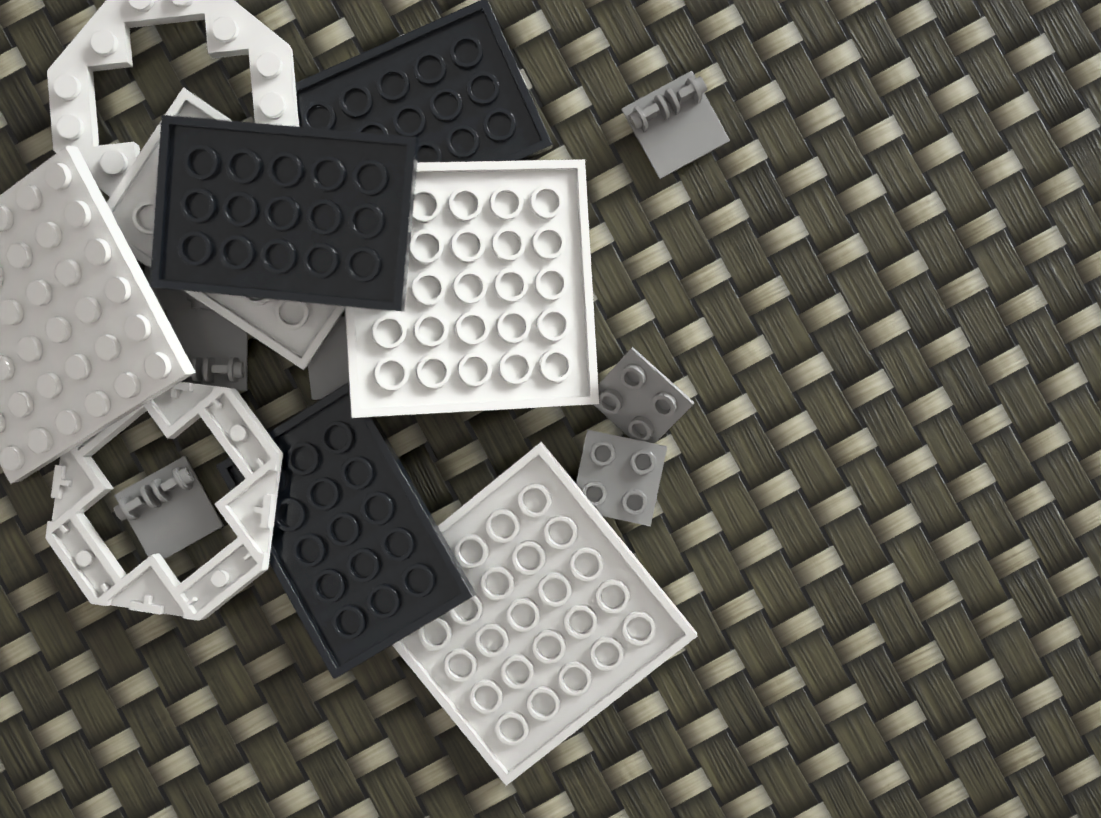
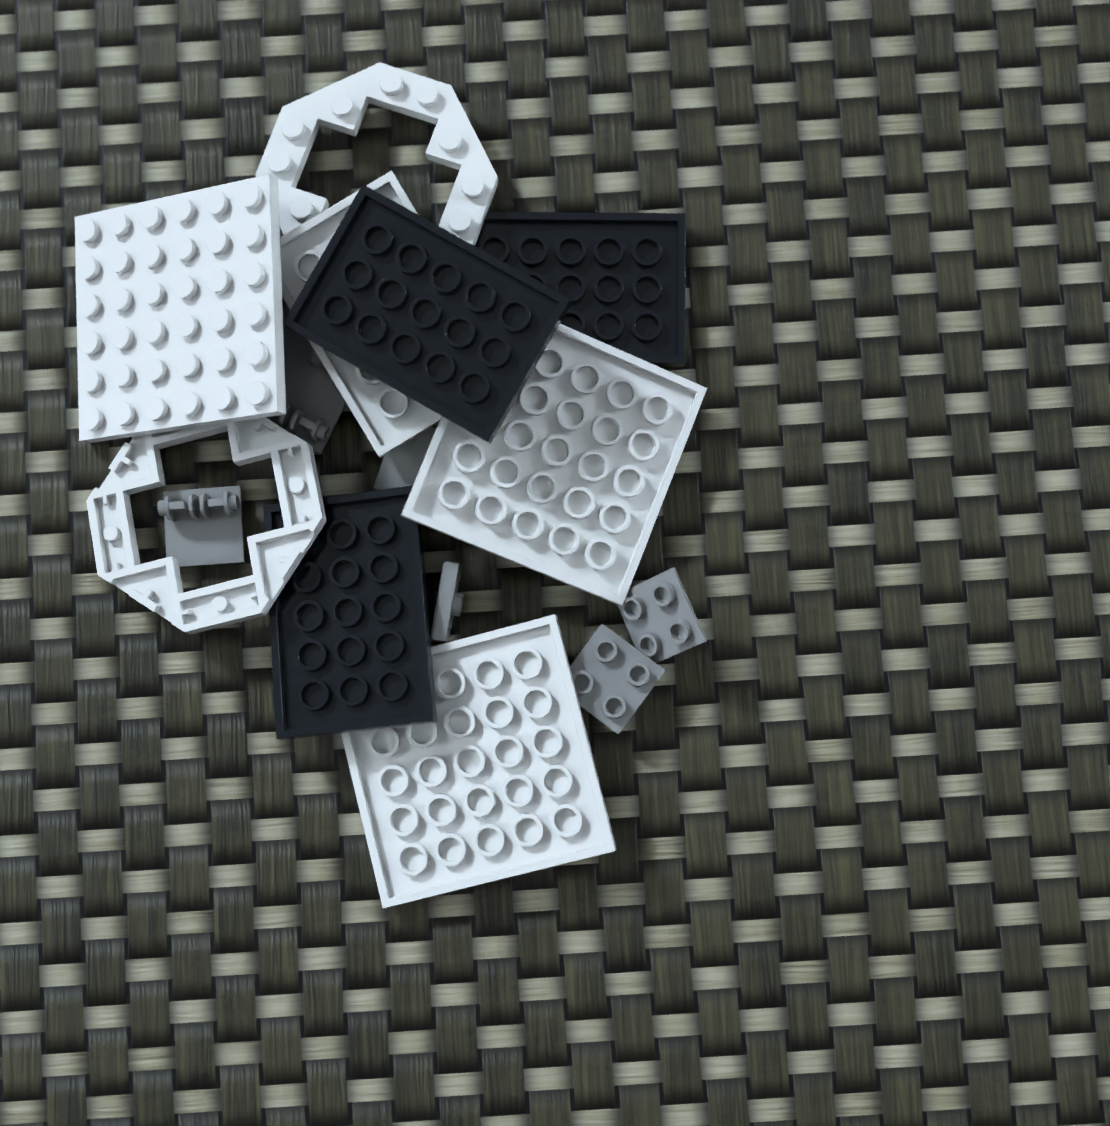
camera: 25 degrees right, 5 degrees down
(434, 476) = (448, 602): none -> light grey plate
(676, 124) = (801, 395): light grey hinge -> none

